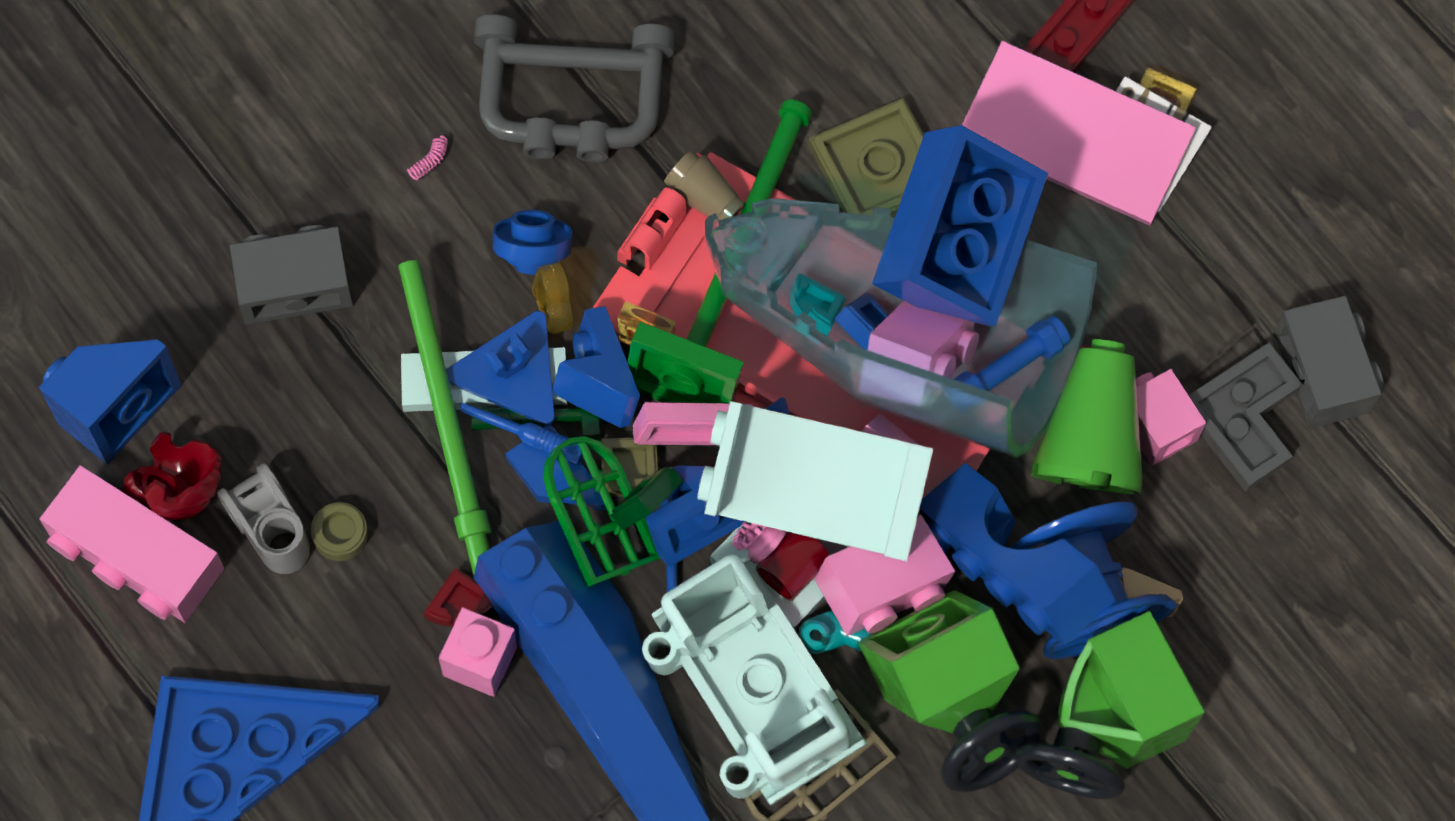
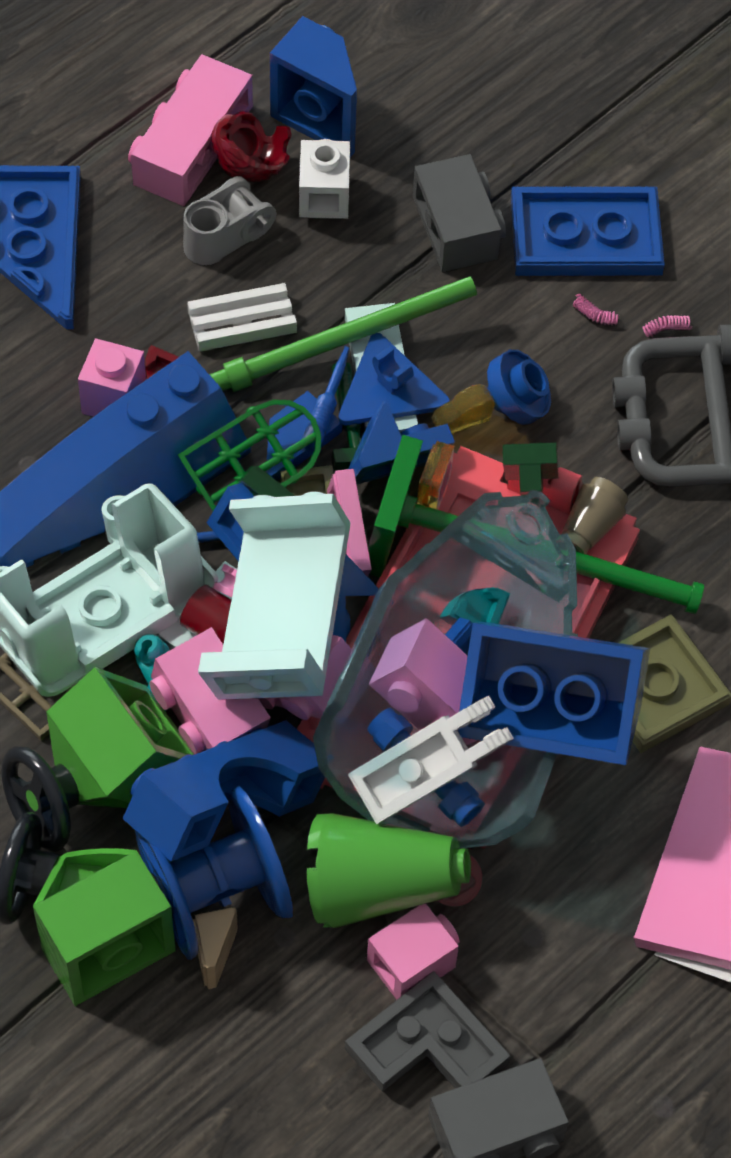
camera: 85 degrees right, 10 degrees down
(231, 404) = (324, 179): none -> white brick
(322, 151) = (586, 231): none -> blue tile
(339, 531) = (223, 276): olive tile -> none
(388, 472) = (240, 310): none -> white tile
(458, 100) = (655, 328): none -> bright pink leg
(670, 227) = (530, 464): none -> dark green tile
(1022, 350) = (424, 762): none -> white hinge

